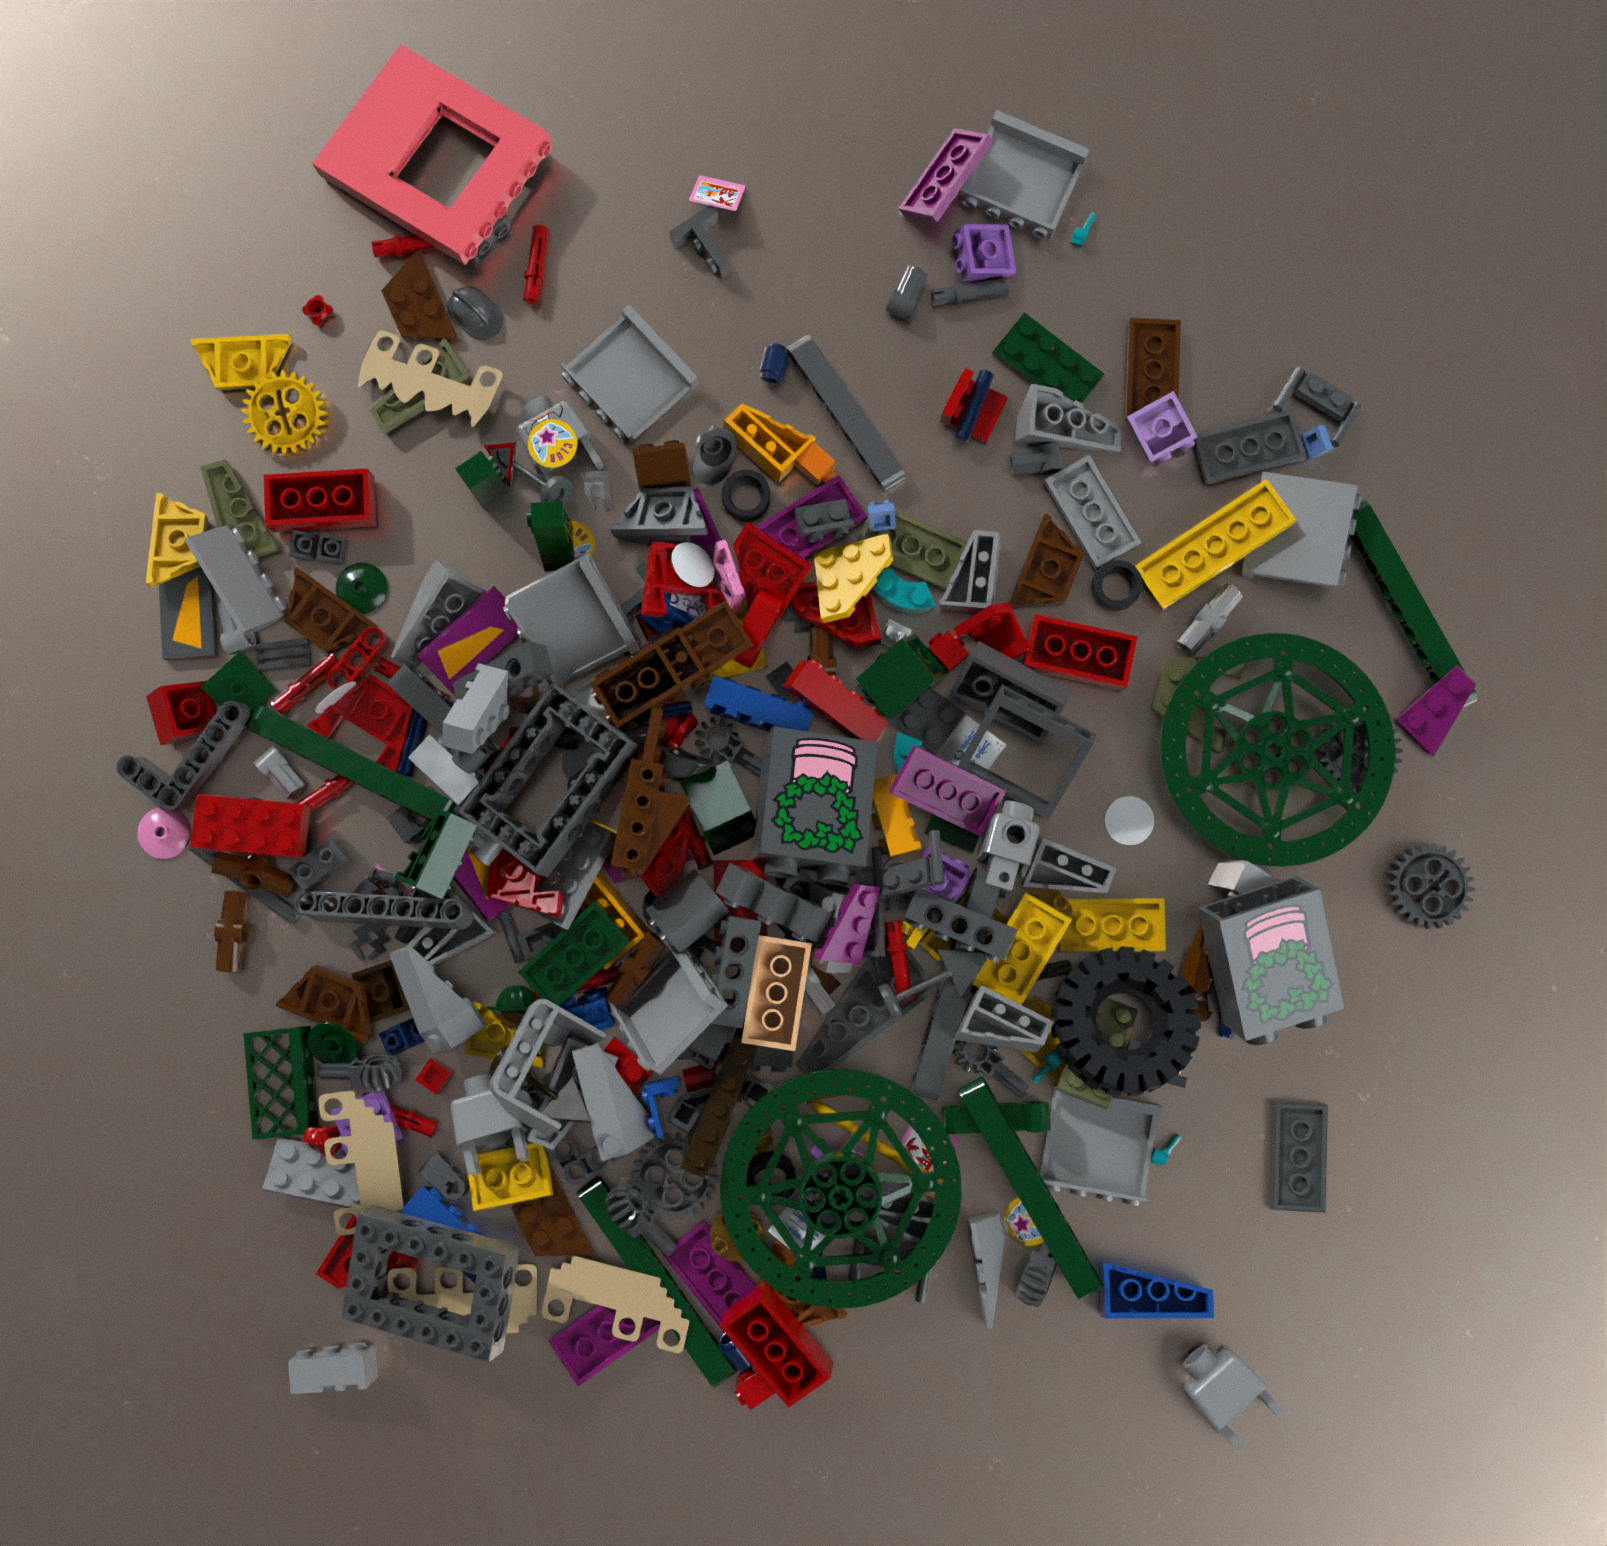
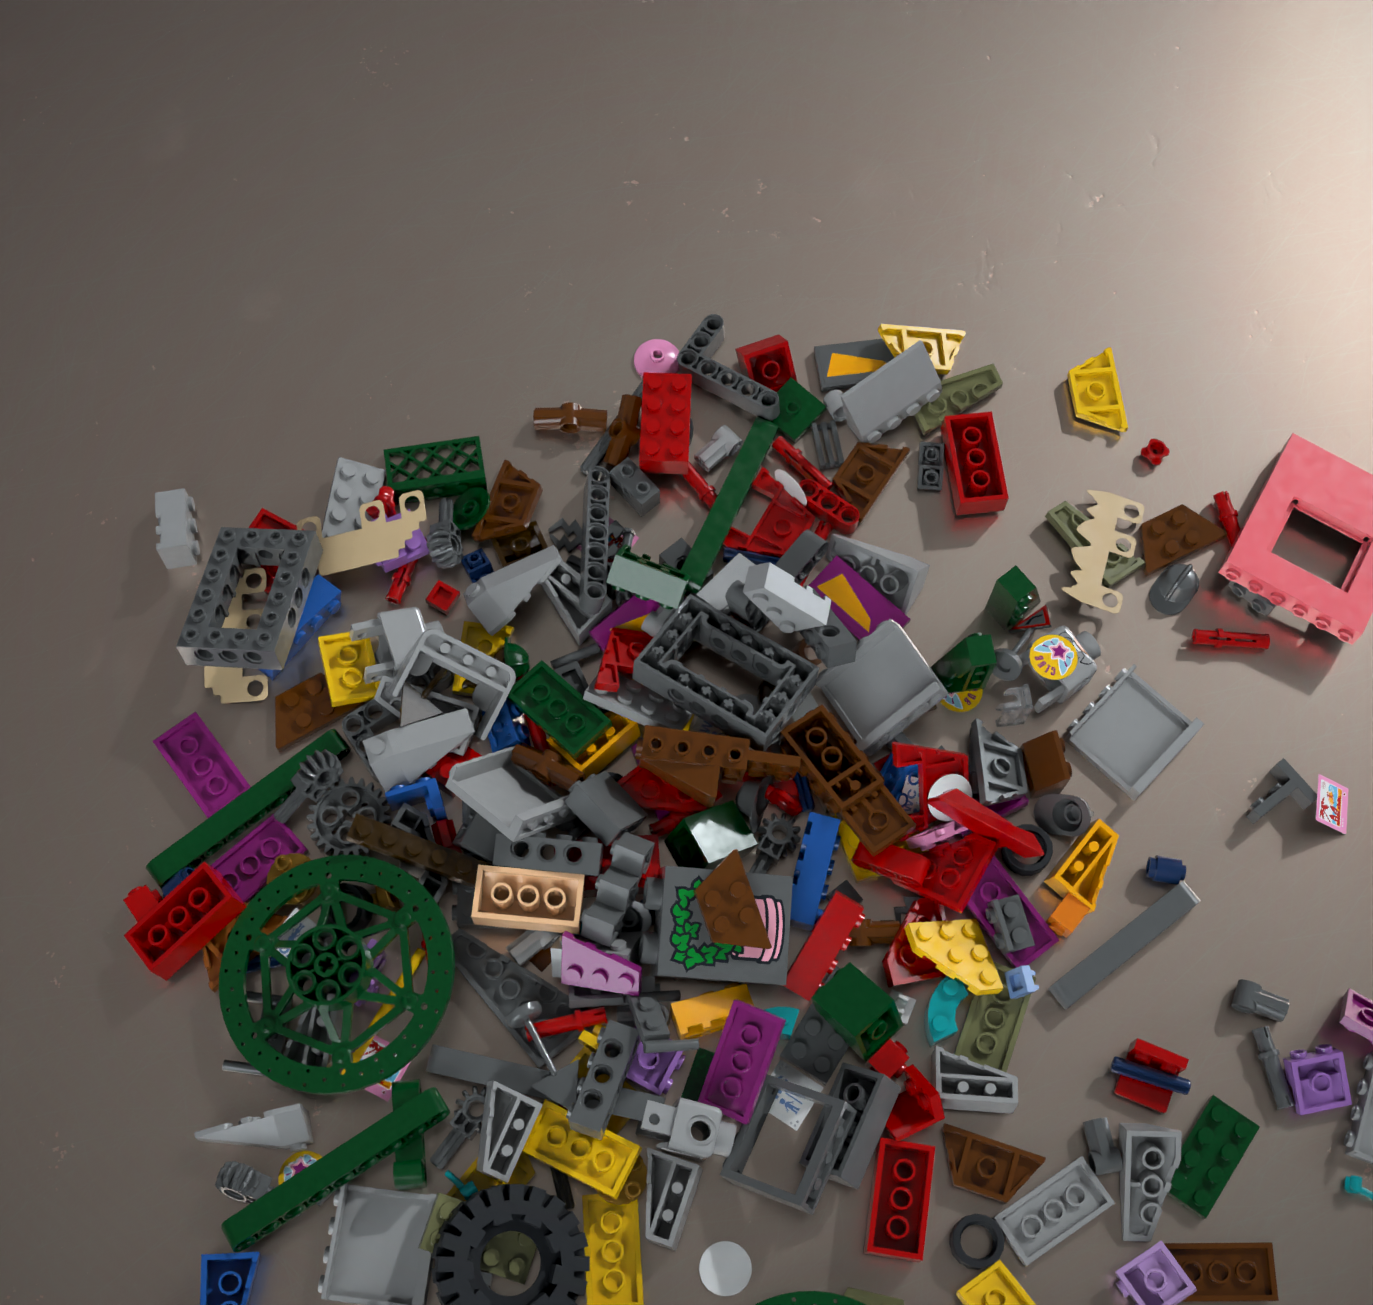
camera: 85 degrees right, 15 degrees down
(262, 419) = (1045, 411): yellow gear -> none
(374, 587) = (895, 516): dark green dish -> none
(442, 1173) = (350, 610): dark grey piece -> none
(626, 1291) = (243, 769): tan piece -> none
(725, 530) = (986, 823): none -> red wedge
(802, 790) = (730, 906): none -> reddish brown wing

